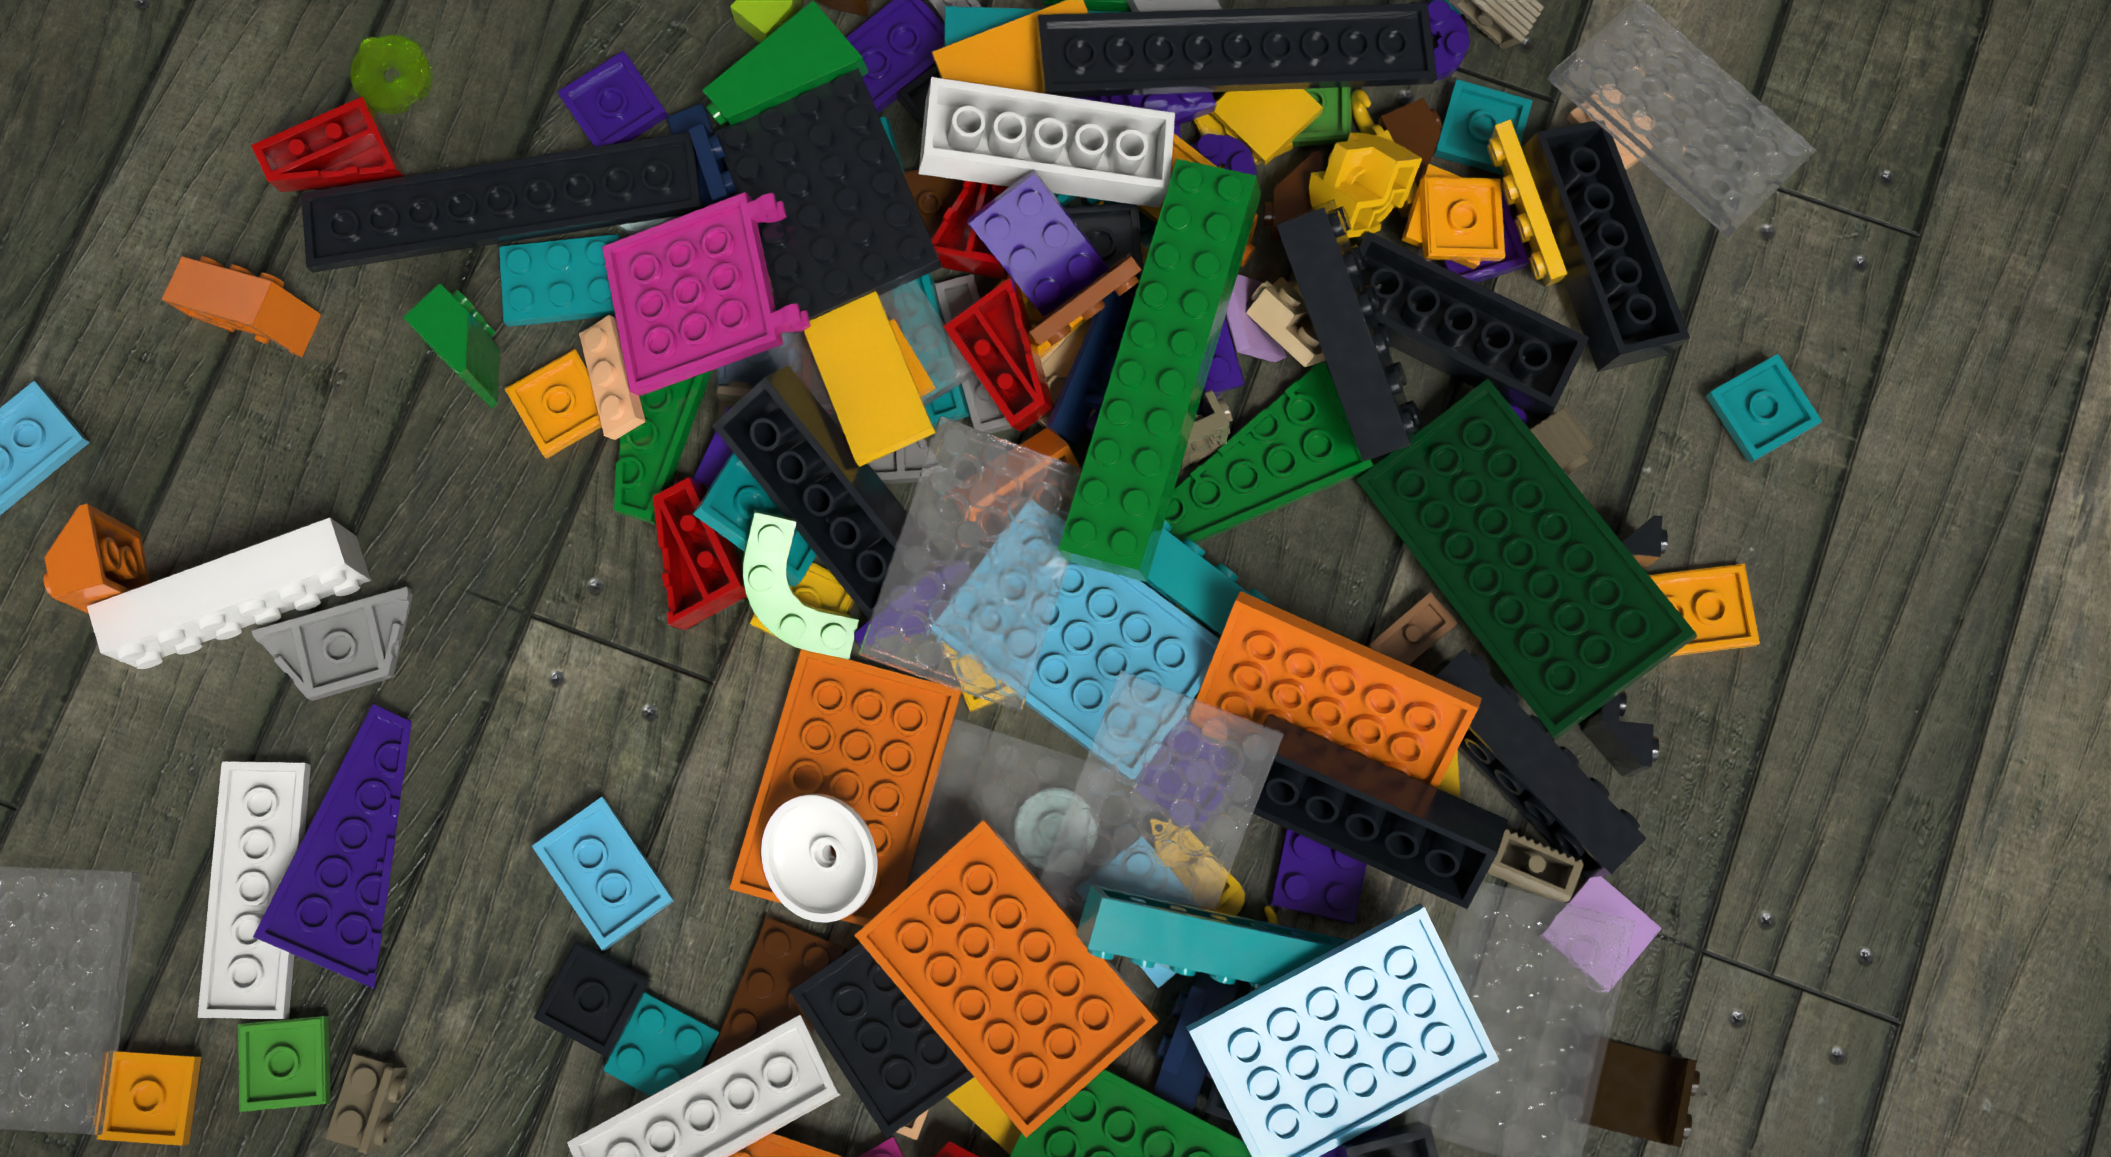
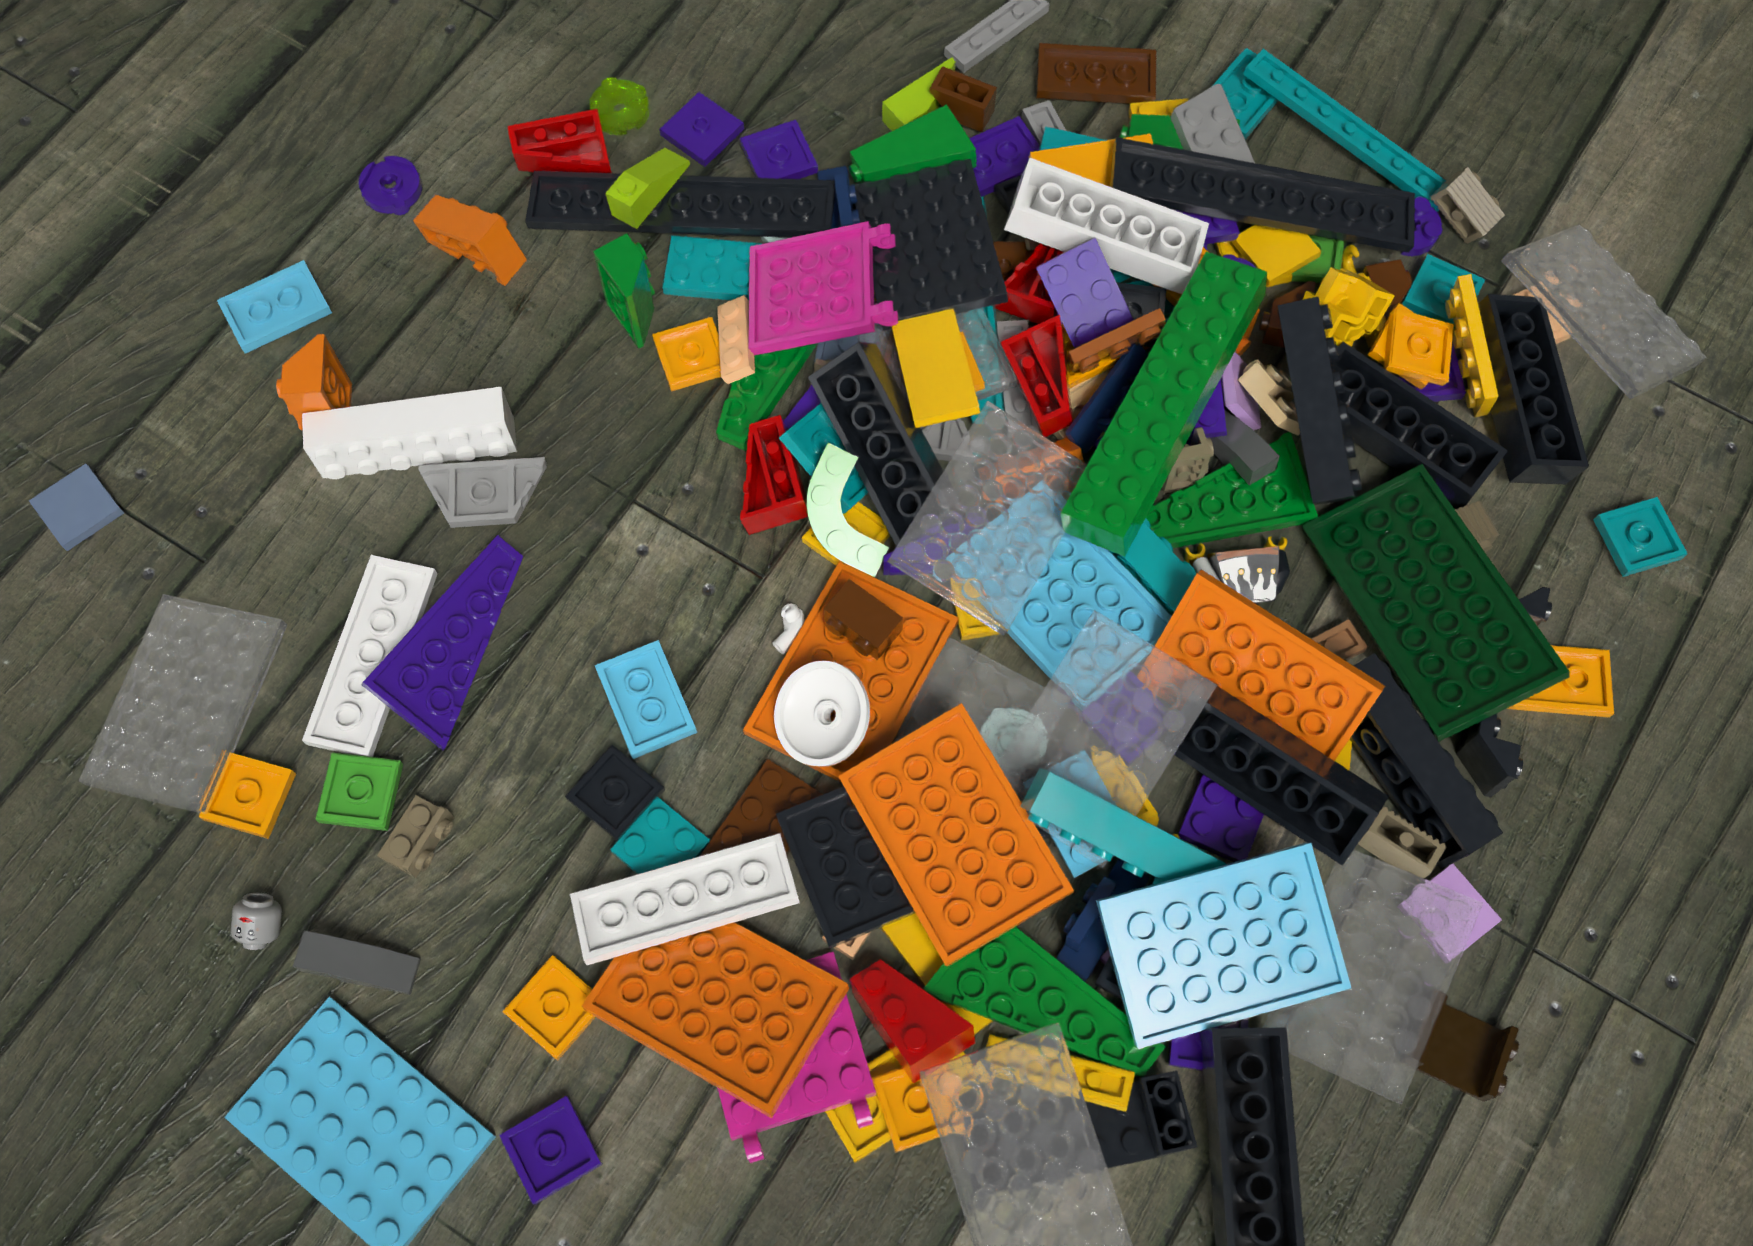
camera: 10 degrees right, 10 degrees down
(131, 268) = (395, 199): none -> dark purple plate
(450, 189) = (644, 186): none -> lime slope
(505, 85) = (701, 129): none -> dark purple plate
(762, 735) = (793, 620): none -> white arm
(844, 723) = (862, 620): none -> reddish brown brick
(1270, 398) = (1244, 450): none -> dark grey slope
(1296, 563) = (1251, 572): none -> torso

